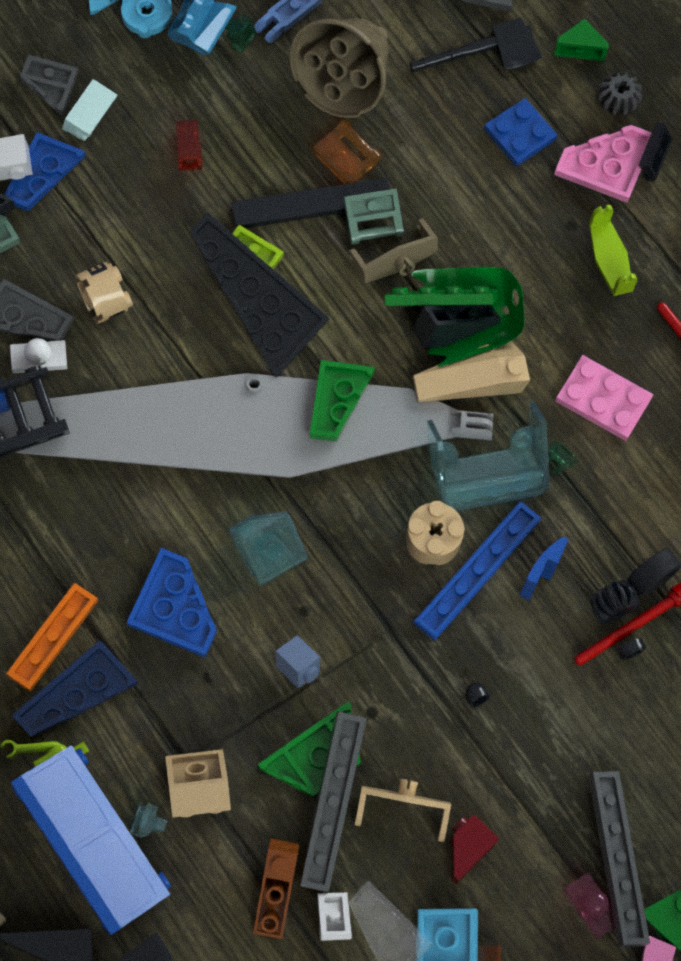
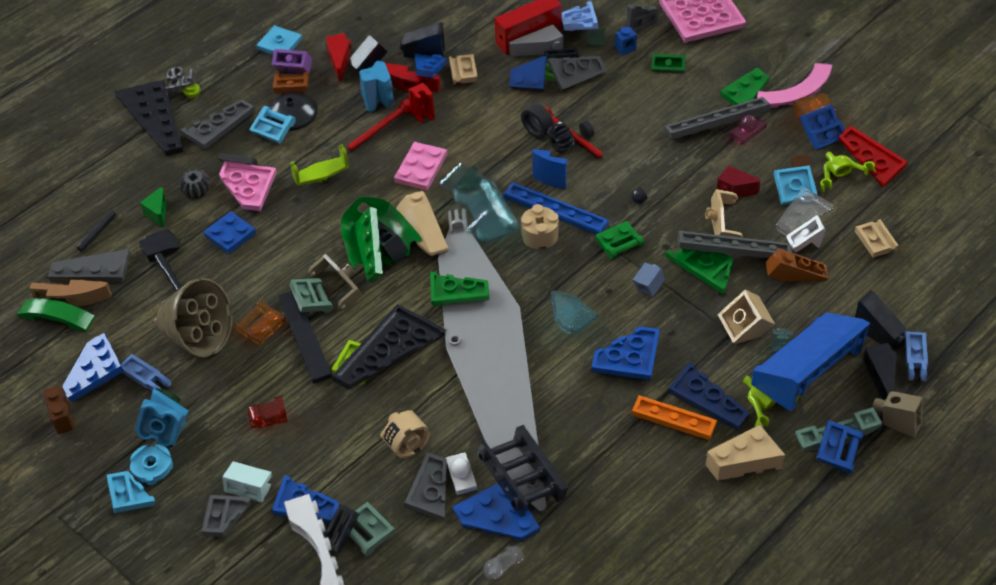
camera: 90 degrees left, 20 degrees down
(402, 642) = (616, 236): none -> green plate

